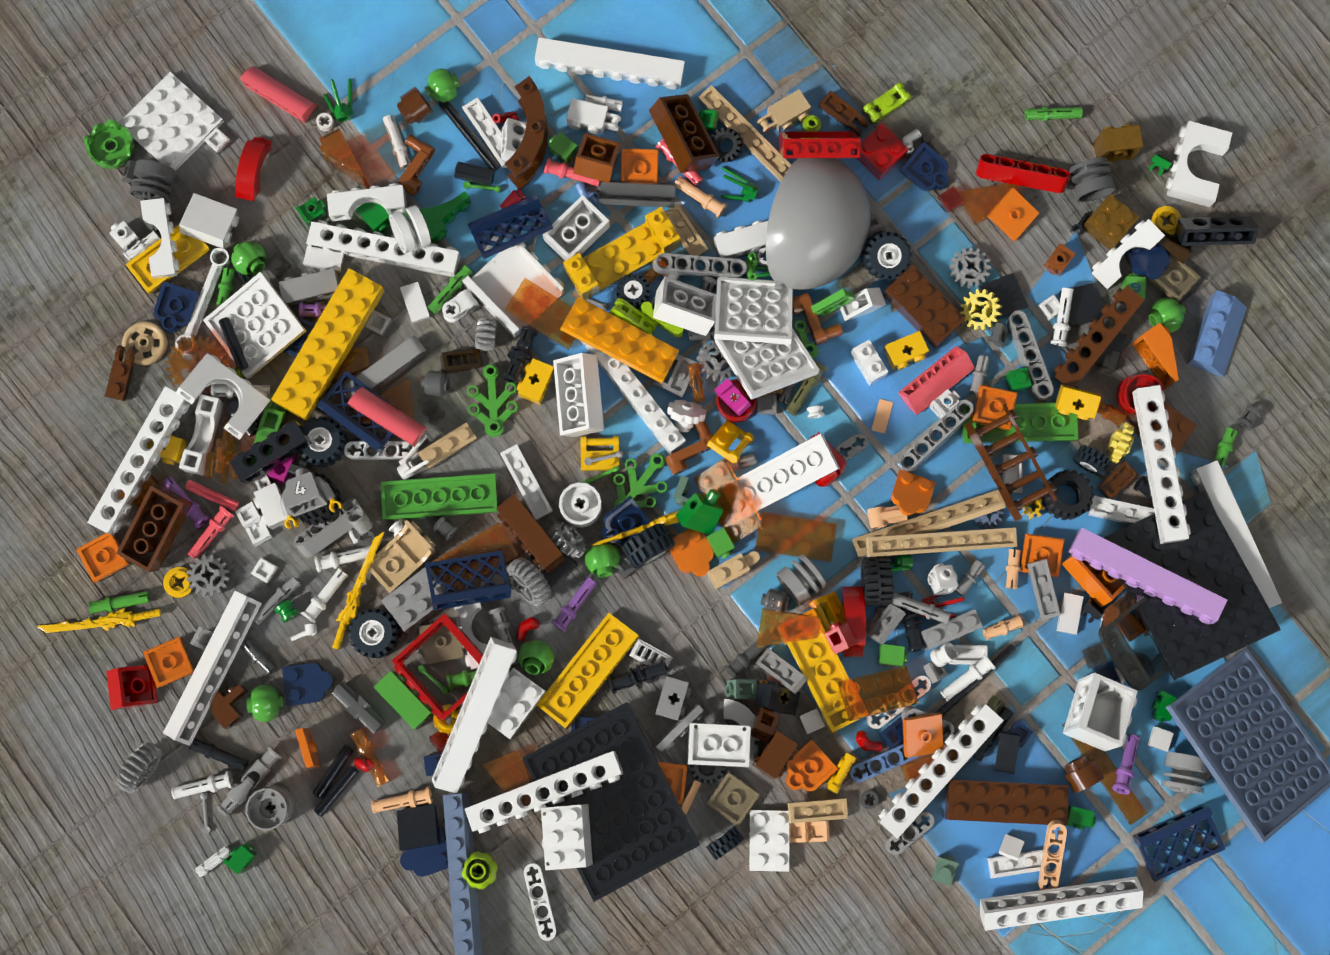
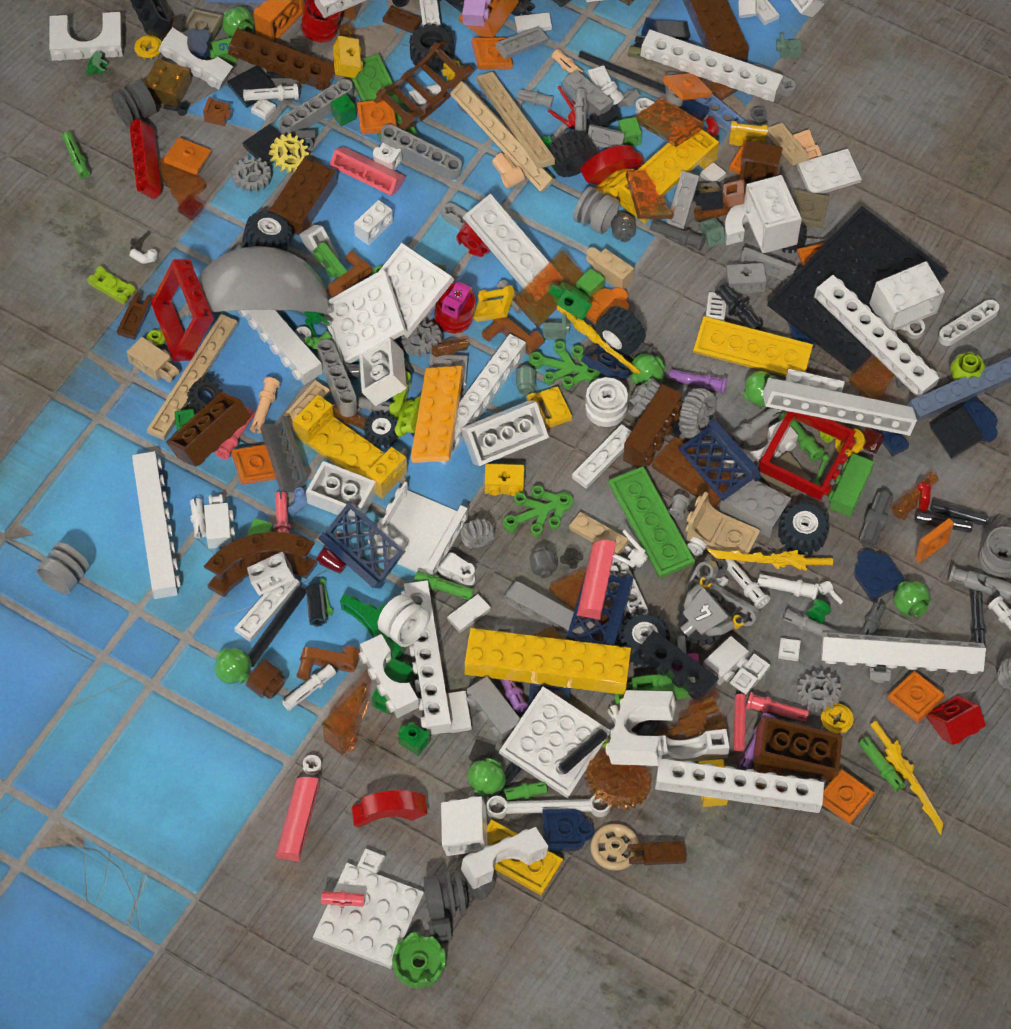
camera: 110 degrees left, 20 degrees down
(128, 239) = (516, 900): white brick -> none
(141, 245) = (527, 894): white pin -> none
(185, 100) = (342, 898): none -> coral pin
(224, 708) = (934, 629): reddish brown brick -> none
(341, 111) = (294, 750): green plant -> none
(411, 799) = (935, 449): light nougat pin -> none
(461, 367) = (516, 563): dark brown slope -> none
(502, 117) = (242, 595): red arm -> none
(519, 354) = (485, 499): black piece -> none
(525, 626) = (736, 413): red arm -> none
(541, 312) = (434, 493): clear orange plate -> none
(588, 461) = (562, 409): light grey hinge -> none
(596, 158) = (261, 495): dark orange brick -> none
(614, 469) = (559, 386): bright green hinge -> none
(636, 441) = (525, 380): none -> sand green brick
(686, 414) = (482, 345): white plant -> none
(725, 843) = (848, 197): black wheel -> none
(749, 189) = (242, 368): green plant -> none
(796, 536) = (557, 230): clear orange plate -> none
(815, 412) = (436, 250): white bush -> none
(840, 637) = (636, 157): red brick -> none
(881, 151) = (156, 268): red brick -> none
(882, 416) = (417, 204): light nougat sticker -> none
(912, 342) = (349, 199): yellow brick -> none
(912, 492) = (479, 157): orange plate -> none
(926, 169) = (166, 235): dark blue plate -> none
(942, 579) = (546, 112): white brick -> none
(975, 672) = (617, 69): white pin -> none
(980, 373) = (349, 140): light grey axle -> none
(1013, 569) = (513, 70): light nougat pin -> none
(1092, 460) = (394, 37): black wheel -> none
(1119, 143) = (91, 94): pearl gold brick -> none
(1120, 442) = (370, 20): light yellow gear -> none

